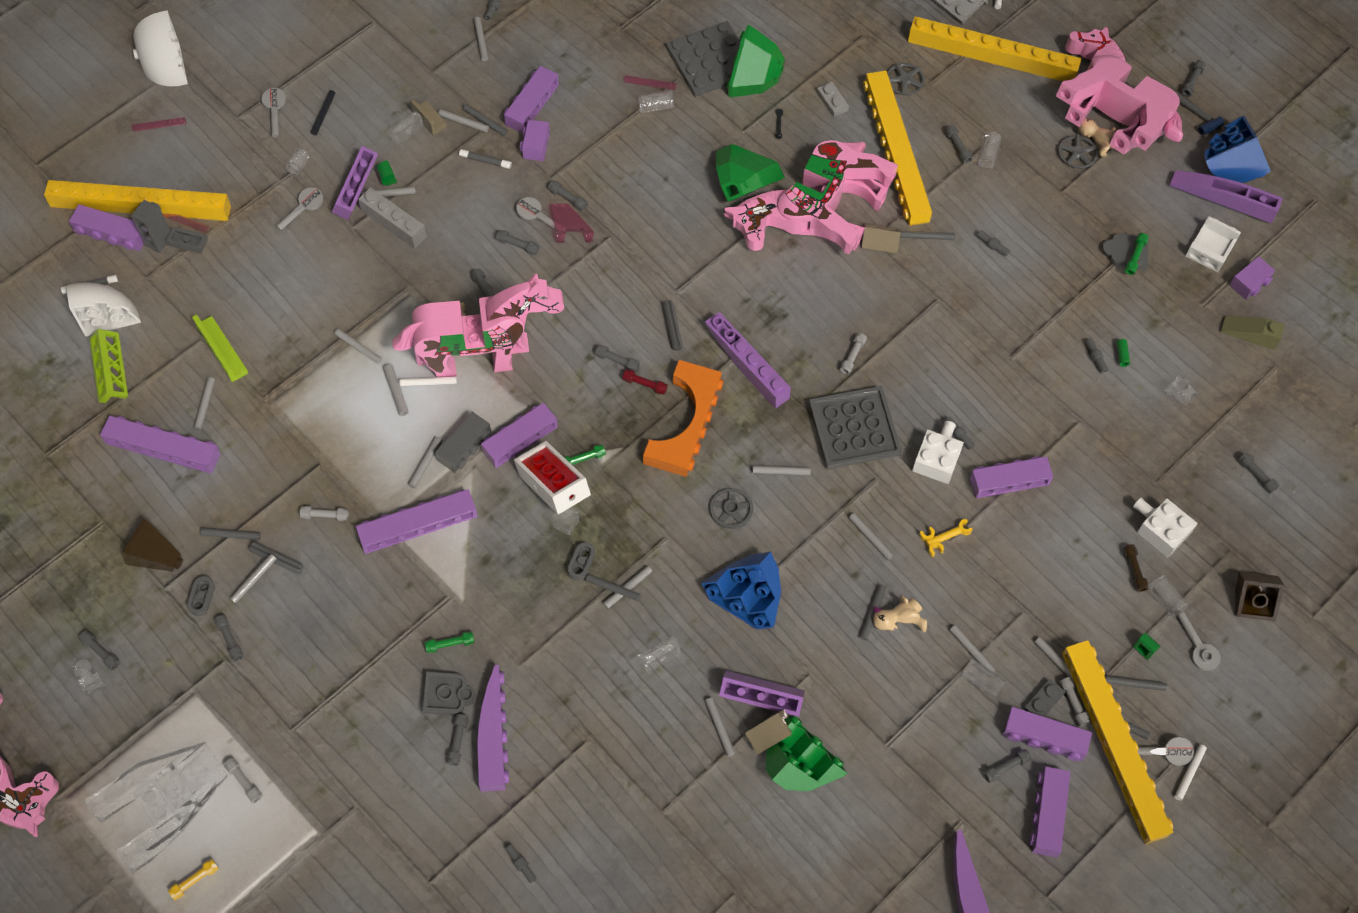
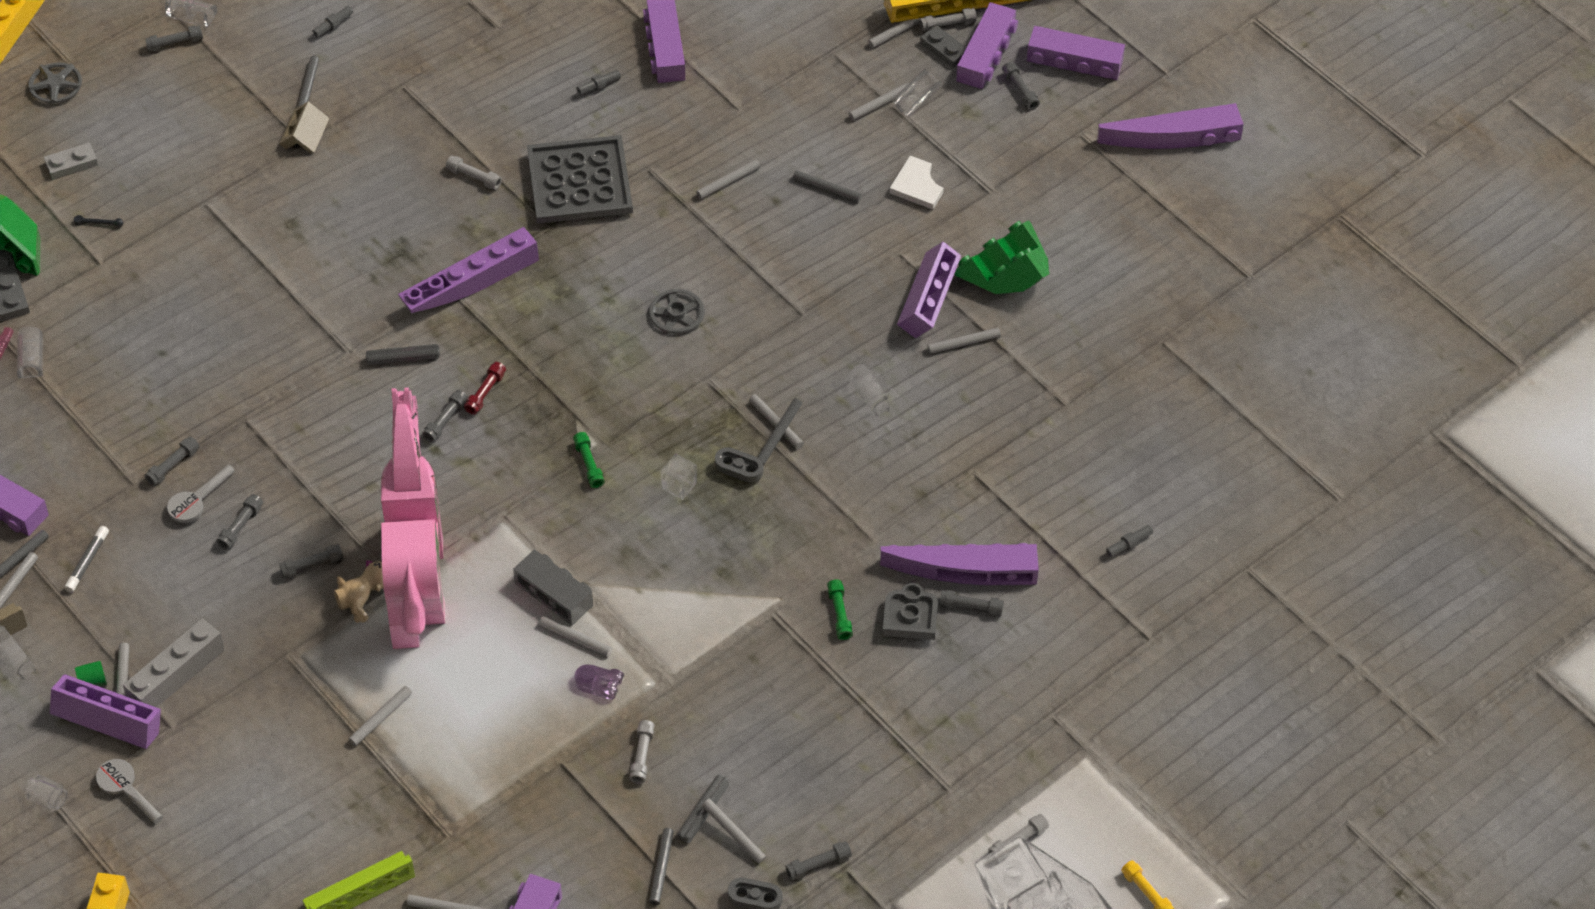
camera: 85 degrees left, 10 degrees down
(387, 474) = (589, 679): none -> clear purple plate
(396, 390) = (458, 669): light grey piece -> none
(416, 521) = (666, 642): medium lavender brick -> none
(428, 381) = (449, 630): white bar -> none
(519, 435) = (549, 524): medium lavender brick -> none
(535, 140) = (71, 492): medium lavender brick -> none
(552, 477) = (627, 475): brick -> none
(568, 220) = (220, 460): clear pink flag -> none
(678, 453) = (507, 325): orange arch -> none
(745, 171) = (180, 253): green brick -> none
(748, 589) = (792, 296): blue brick -> none
(769, 732) = (977, 283): dark tan panel -> none
(782, 470) = (629, 258): light grey piece -> none
(812, 205) = (208, 160): bright pink animal -> none
(884, 682) = (916, 184): none -> white tile
(897, 148) = (166, 97): yellow brick -> none
(904, 612) = (833, 153): tan animal -> none
(934, 541) = (736, 123): yellow bar -> none
(938, 454) = (628, 100): white brick -> none

